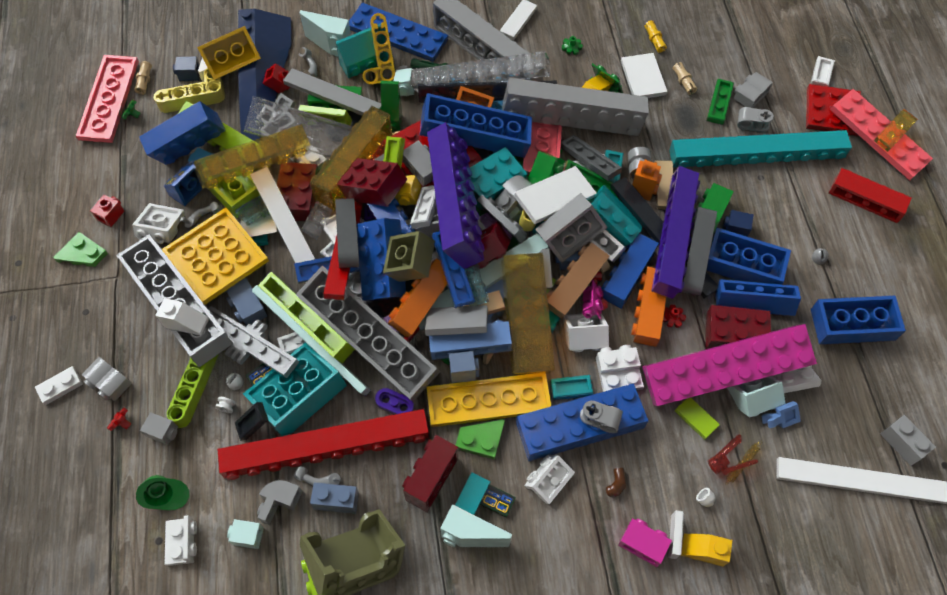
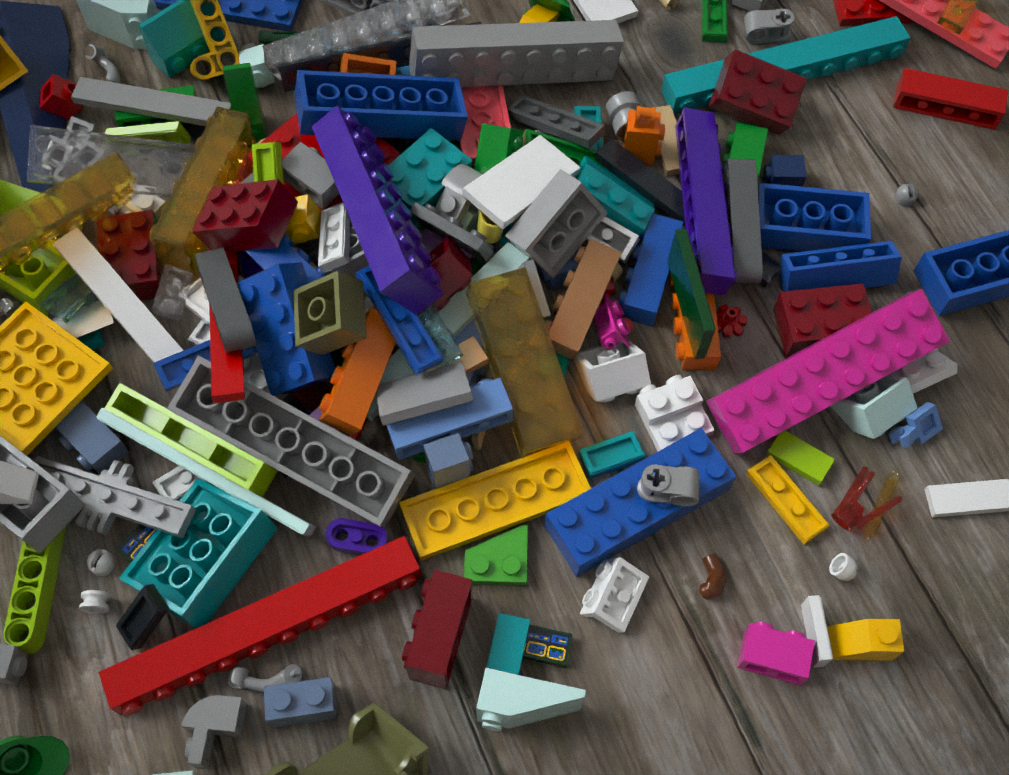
camera: 15 degrees left, 0 degrees up
(648, 293) = (691, 294): none -> dark green tile
(681, 444) = (787, 499): none -> yellow tile
(733, 165) = (757, 92): none -> dark red brick

